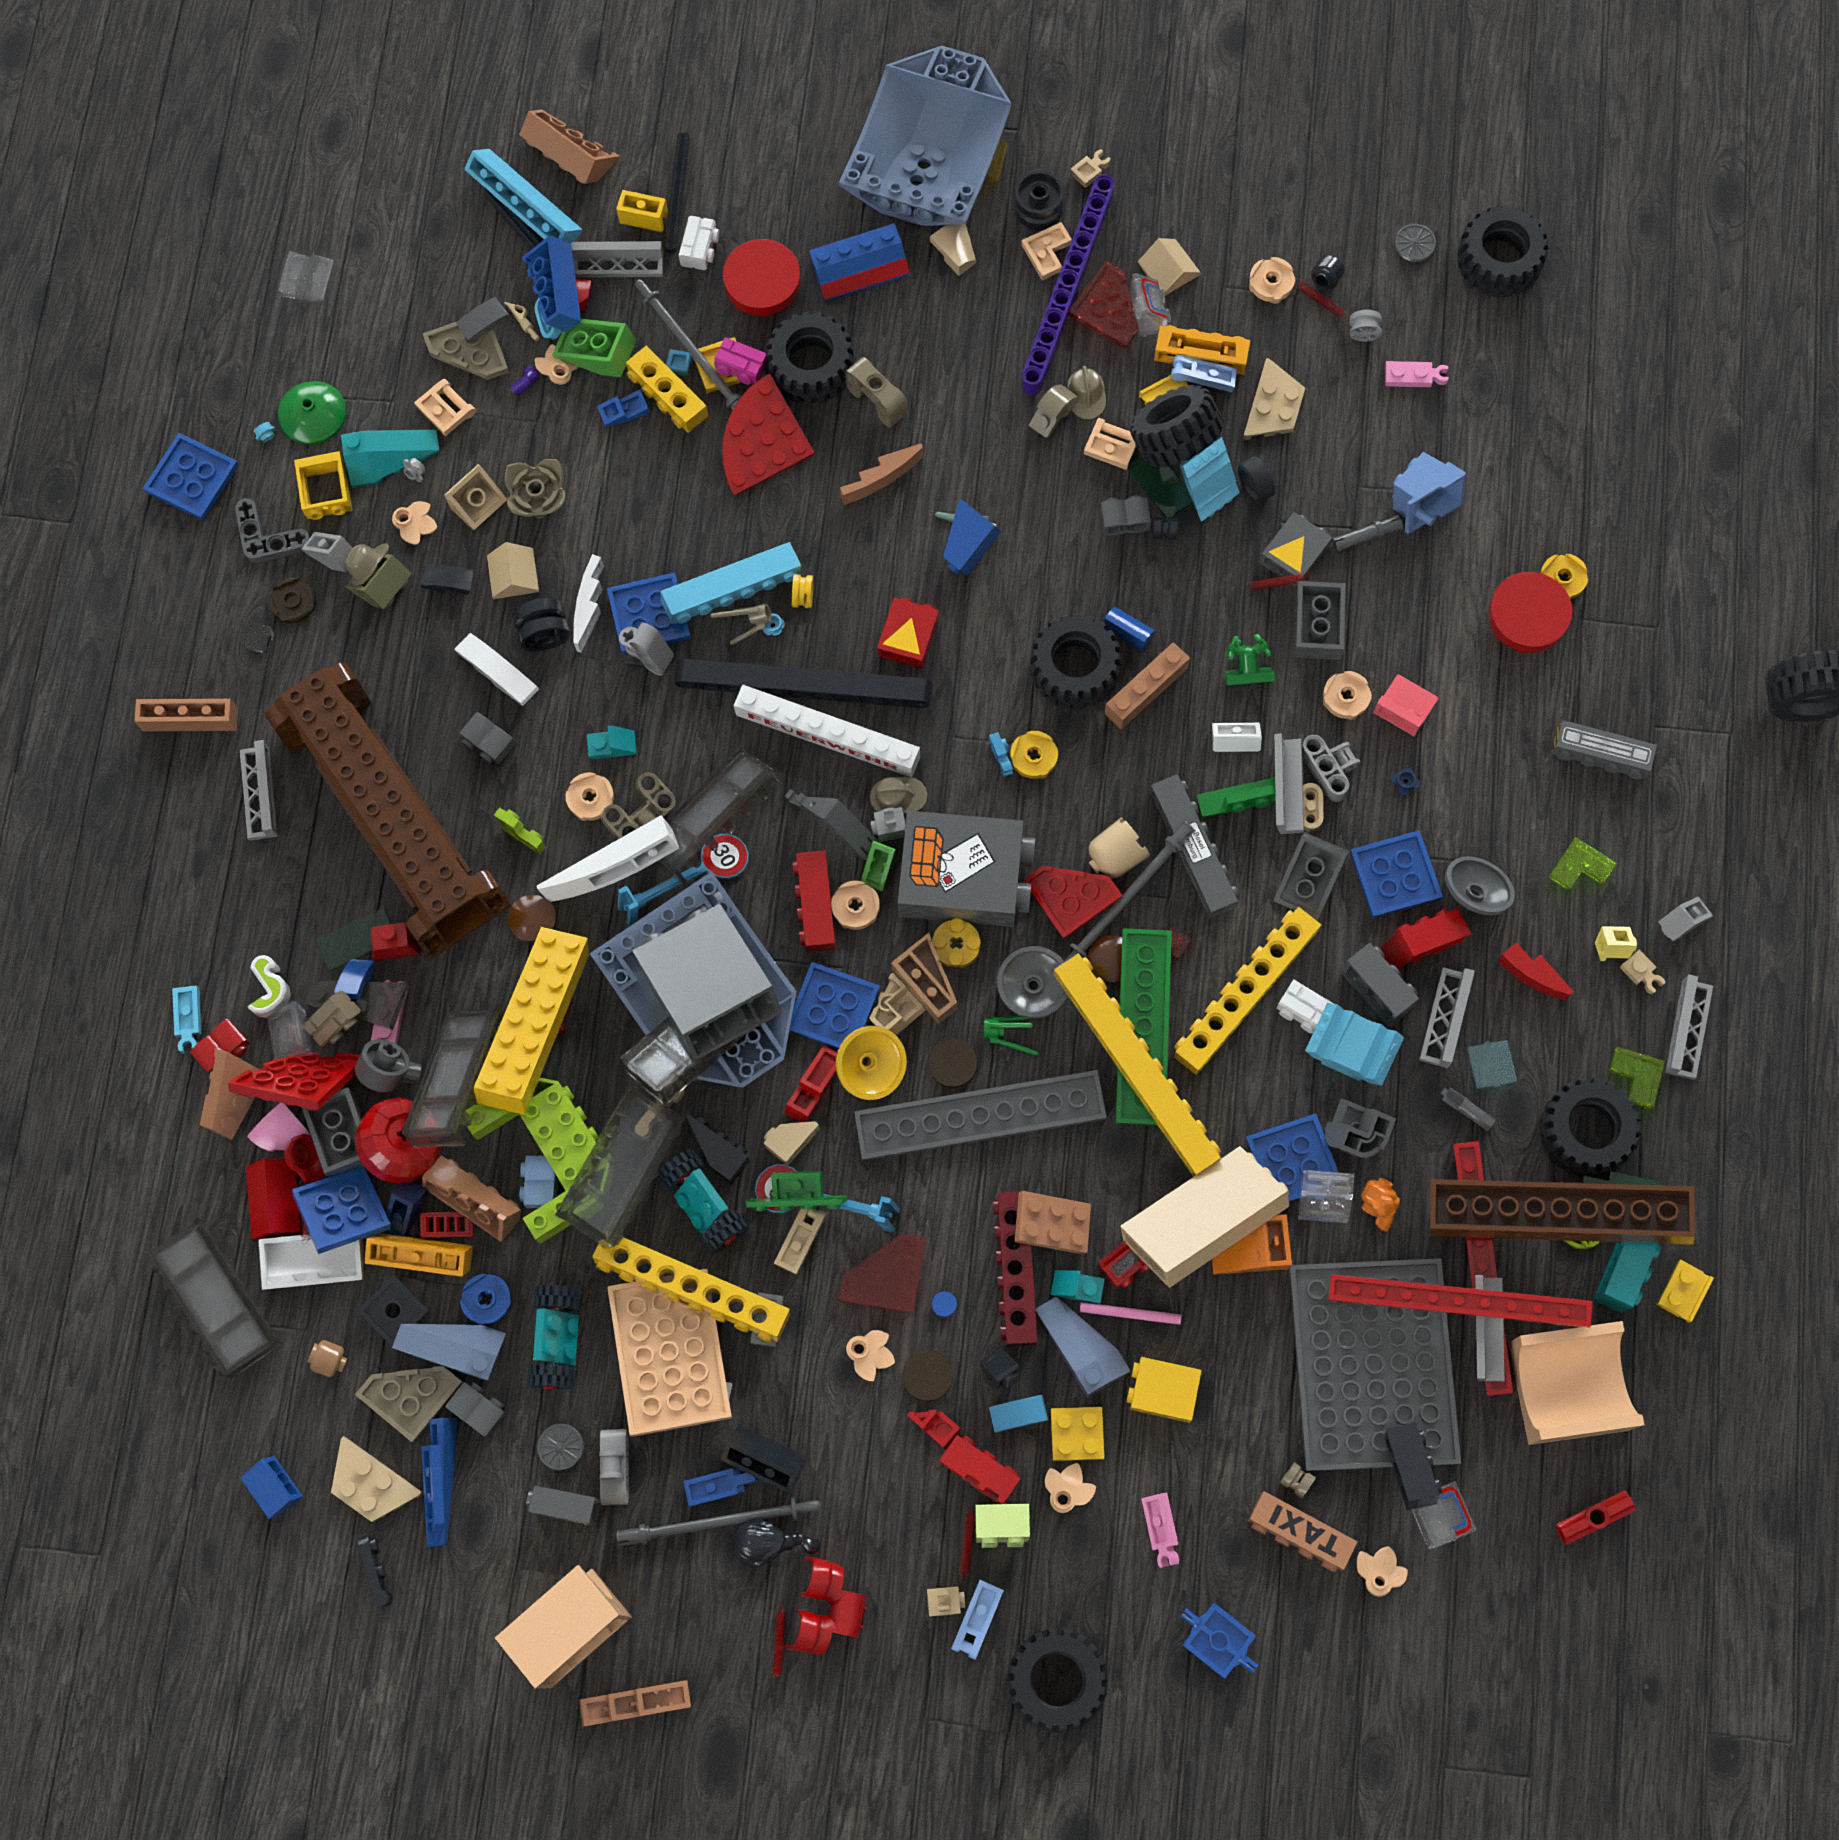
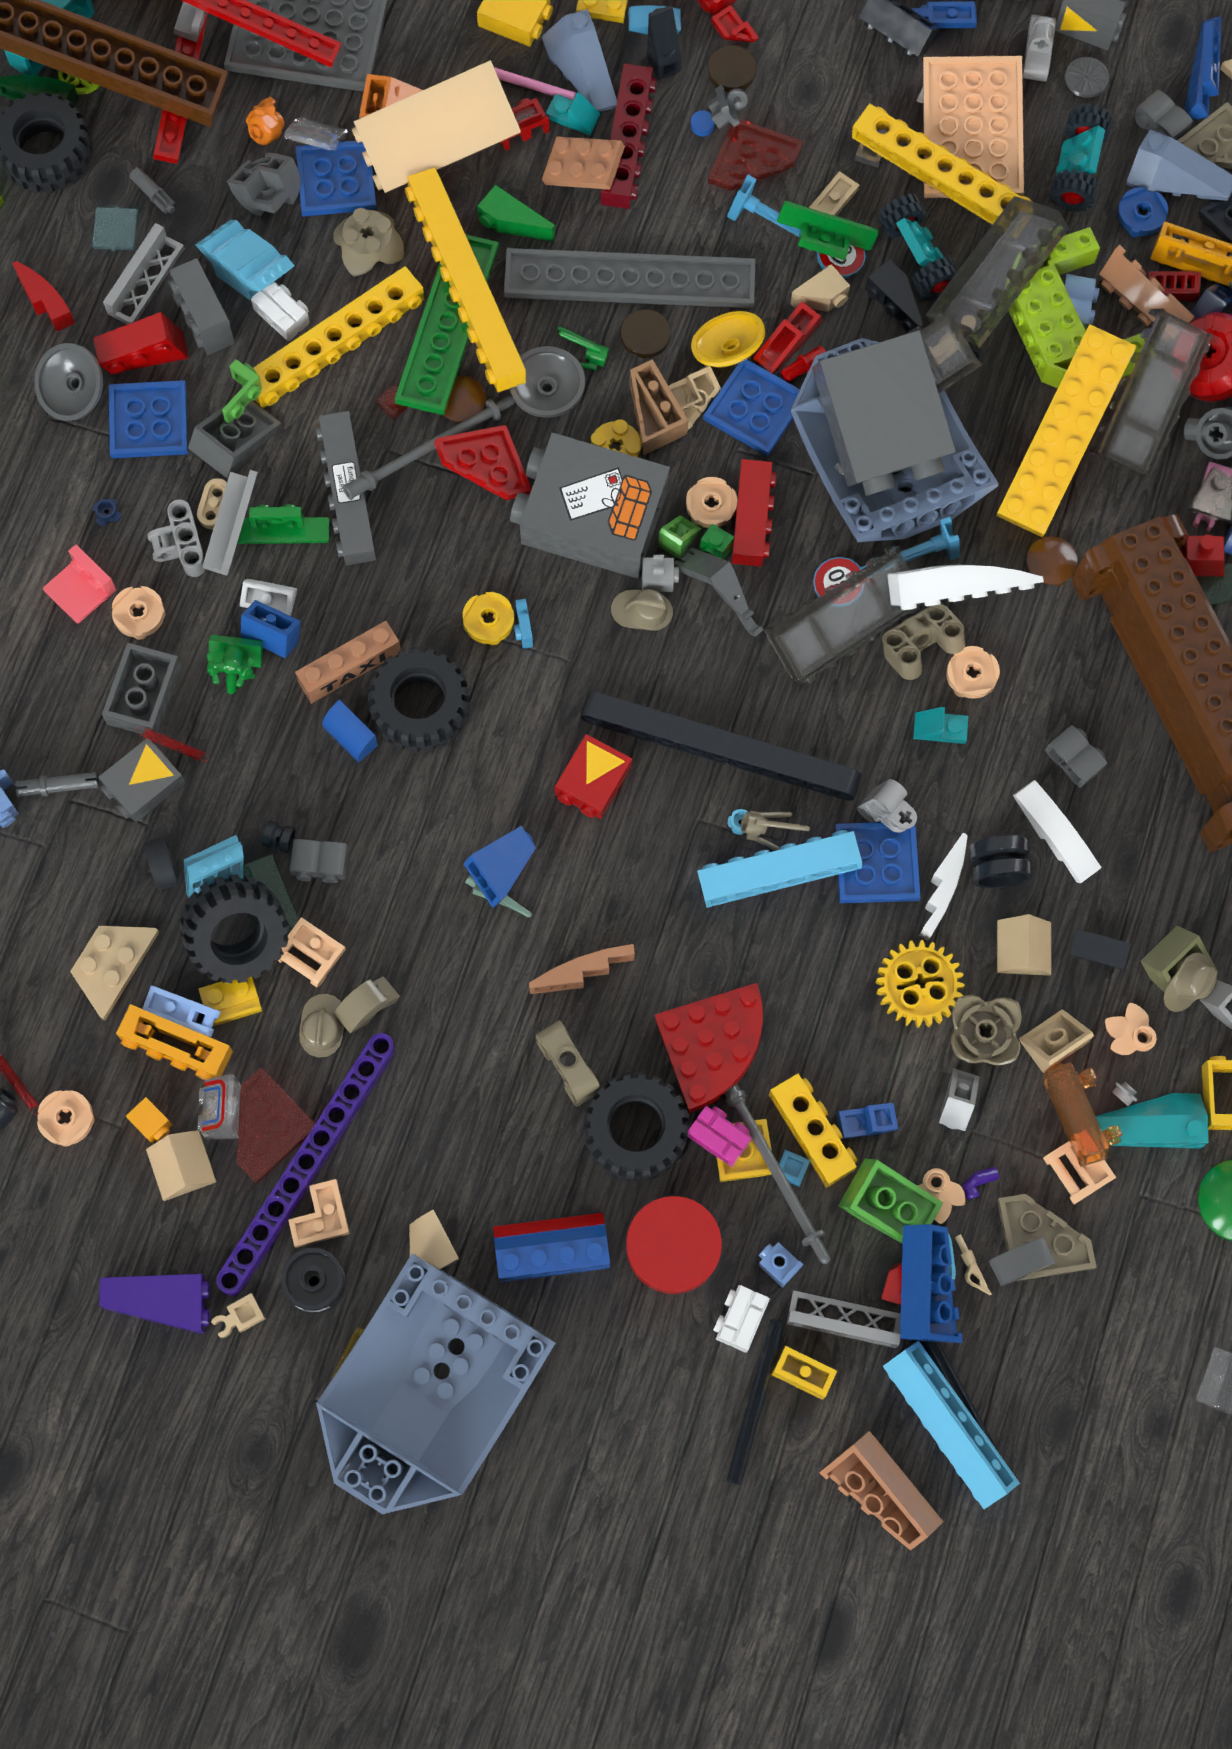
camera: 175 degrees left, 0 degrees up
(451, 436) = (1076, 1114): none -> clear orange brick
(511, 825) = (1059, 646): lime plate -> none
(549, 435) = (959, 1100): none -> light grey slope
(589, 503) = (913, 961): none -> yellow gear
(668, 289) = (782, 1274): none -> medium blue brick
(795, 1061) = (801, 365): none -> red axle
(802, 591) = (700, 845): yellow wheel -> none
(827, 731) = (704, 684): white brick -> none
(843, 862) = (716, 542): none -> green brick
(873, 1356) = (778, 96): light nougat plate -> none
(920, 1319) = (725, 107): none -> dark grey hips
(1112, 1154) = (512, 217): none -> green slope
(1116, 850) = (428, 492): tan cylinder -> none
(1156, 165) = (160, 1299): none -> dark purple slope
(1203, 288) = (149, 1121): none -> light orange brick
(1223, 697) = (272, 627): none -> blue brick
(1237, 1117) = (381, 244): none -> dark tan brick
(1313, 915) = (252, 388): none -> bright green bracket

